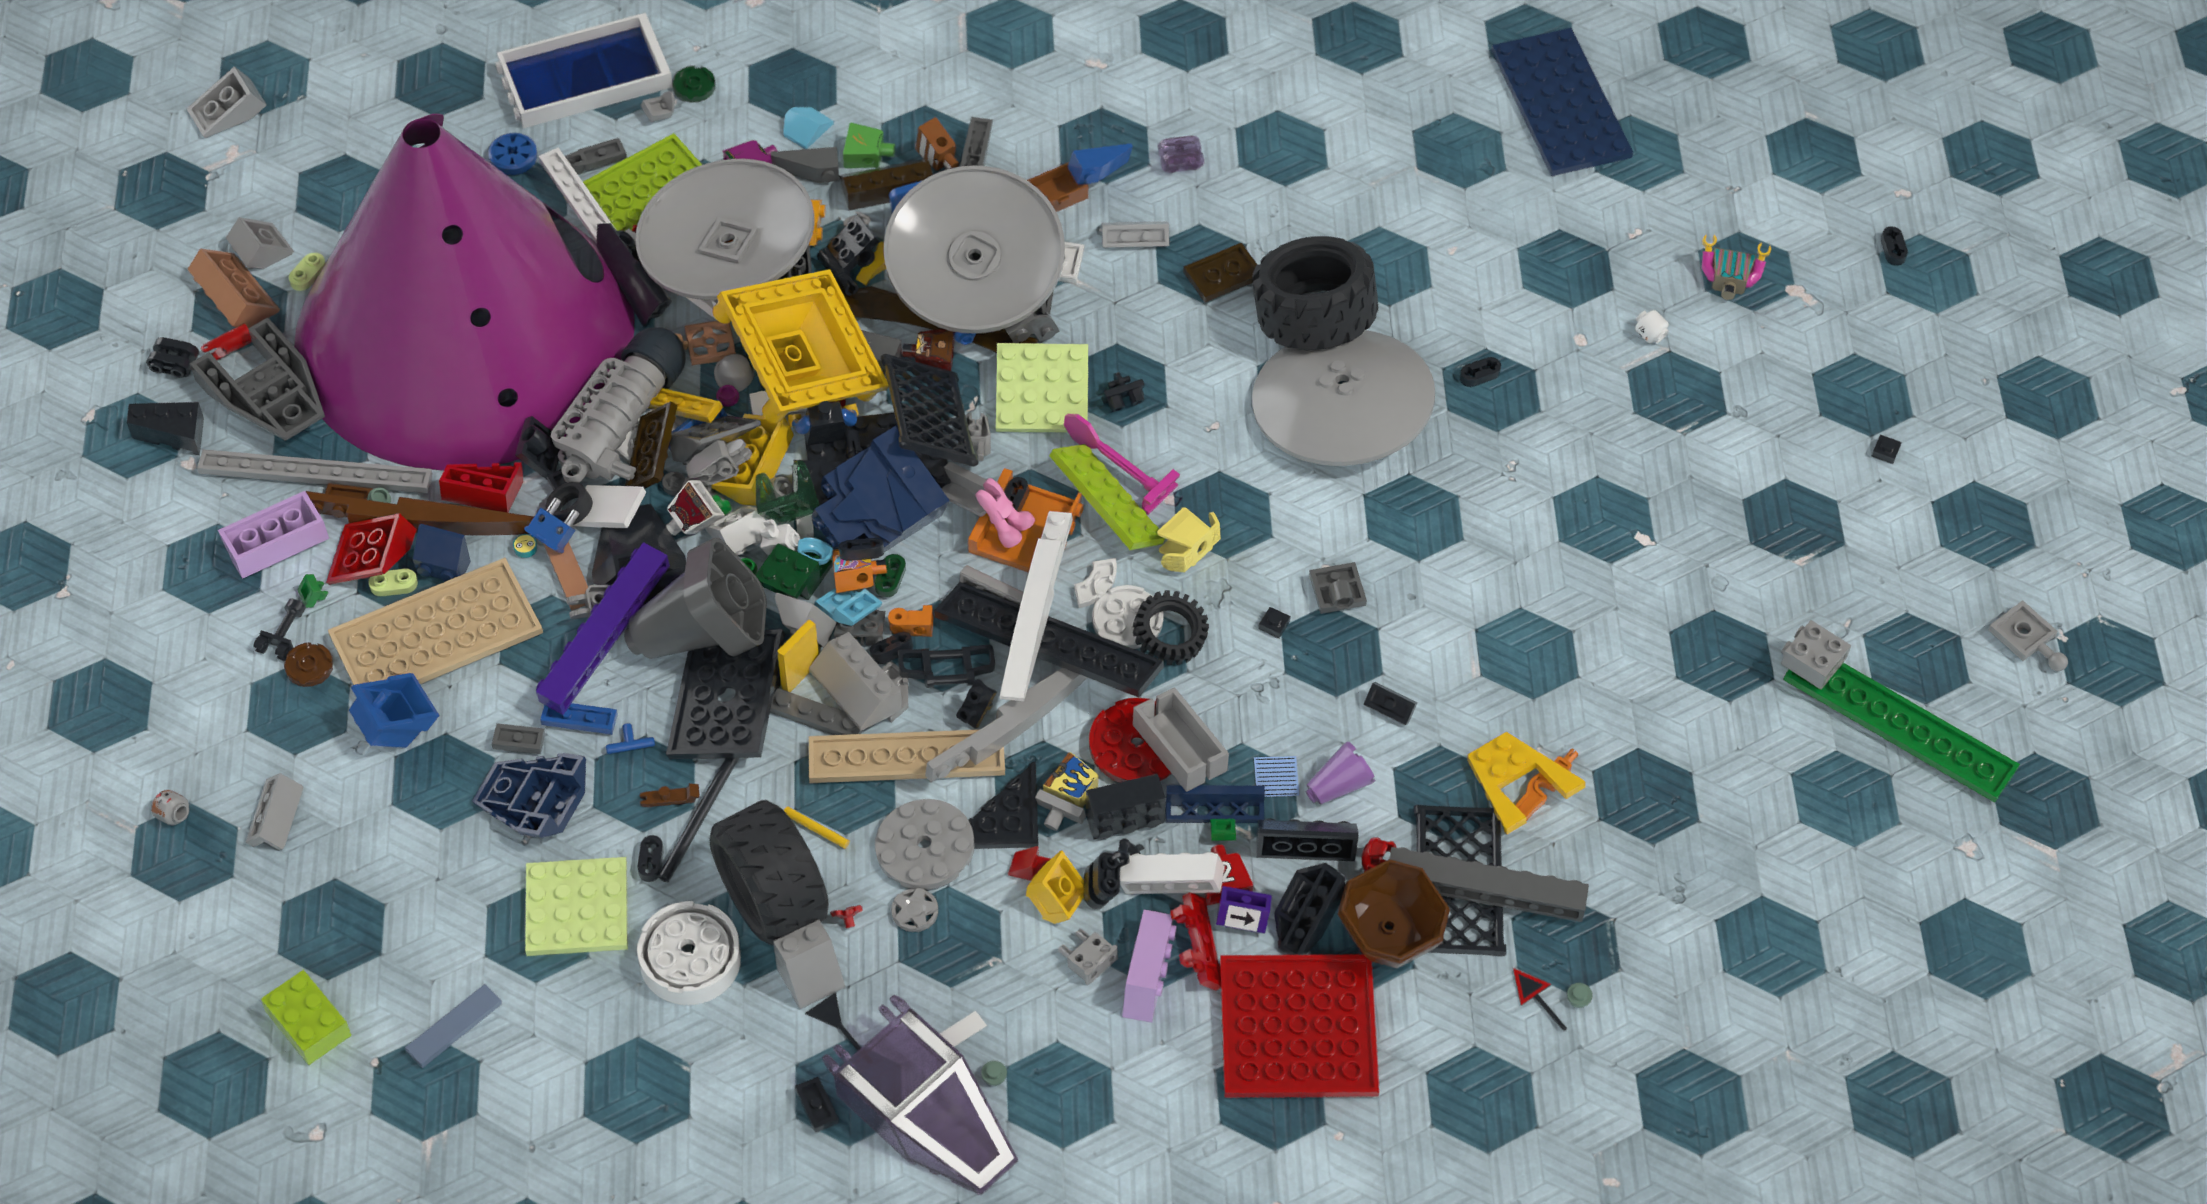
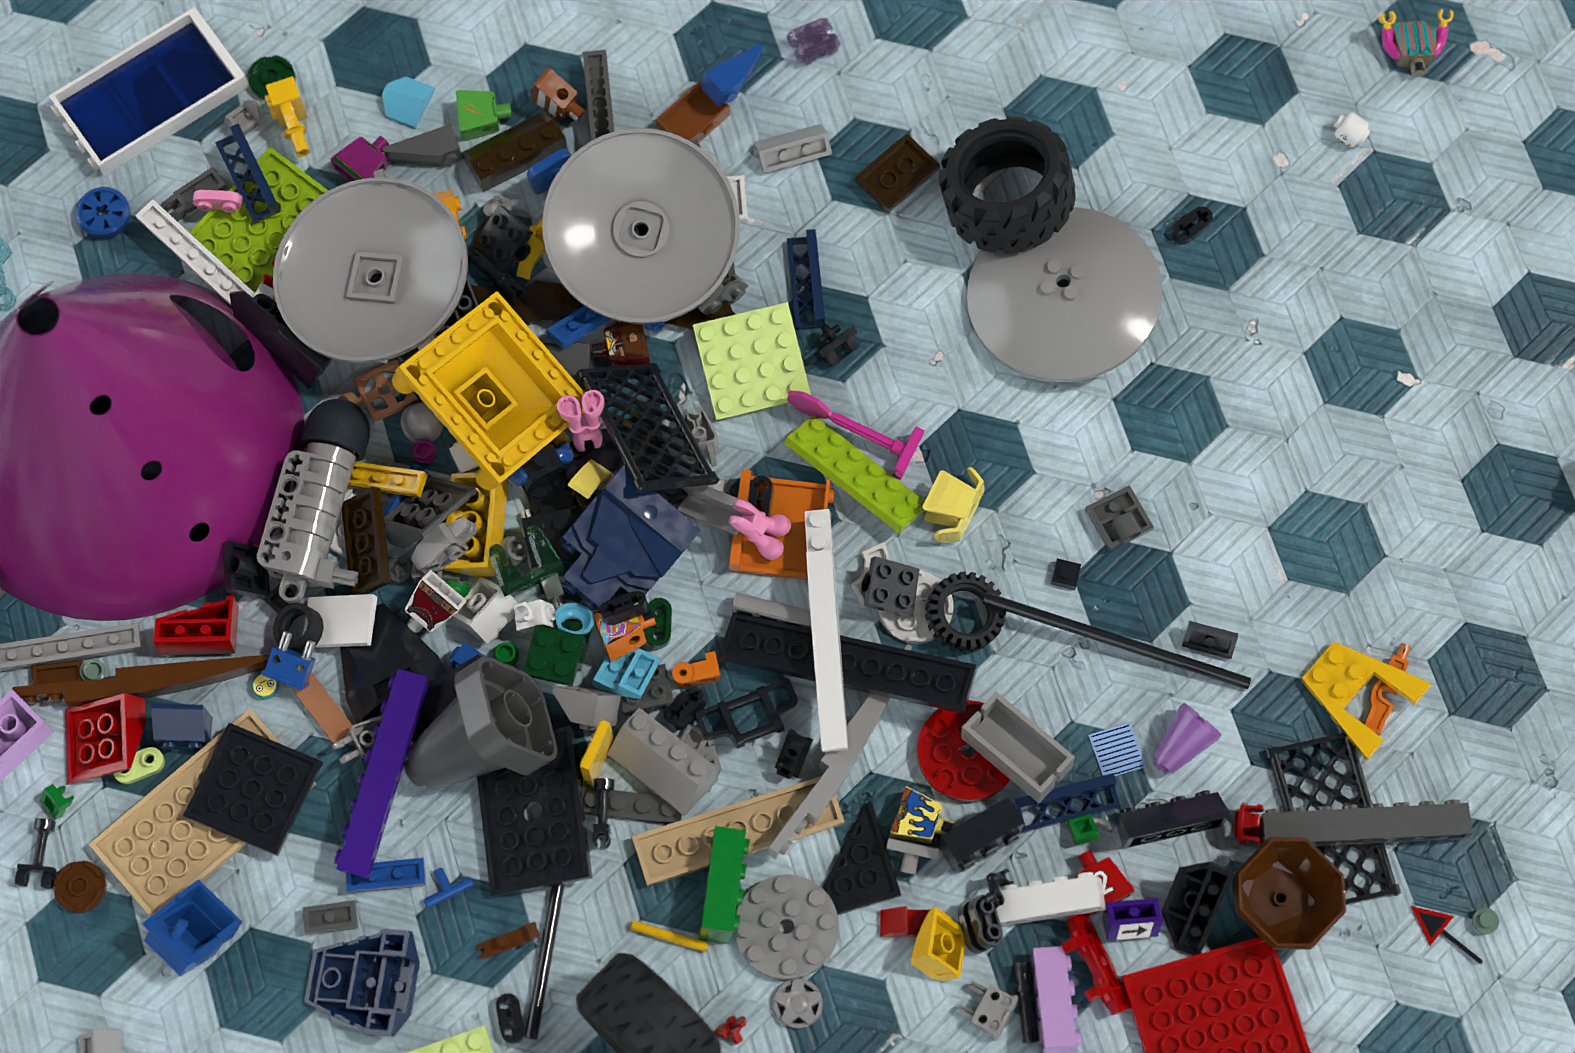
camera: 15 degrees left, 15 degrees up
(485, 619) = (253, 789): none -> black tile
(613, 160) = (221, 200): none -> bright pink plate
(653, 144) = (253, 168): none -> dark blue fence
(698, 106) = (288, 108): none -> yellow brick
(782, 721) = (603, 786): none -> black bar
(860, 439) = (589, 479): none -> light yellow slope
(873, 397) = (585, 425): none -> bright pink piece
(876, 791) = (723, 884): none -> green wedge
(895, 322) = (575, 327): none -> blue plate
(1108, 590) = (890, 587): none -> black plate
(1117, 341) = (815, 281): none -> dark blue fence
(1125, 952) = (1024, 991): none -> black pin
(1303, 682) = (1116, 640): none -> black piece

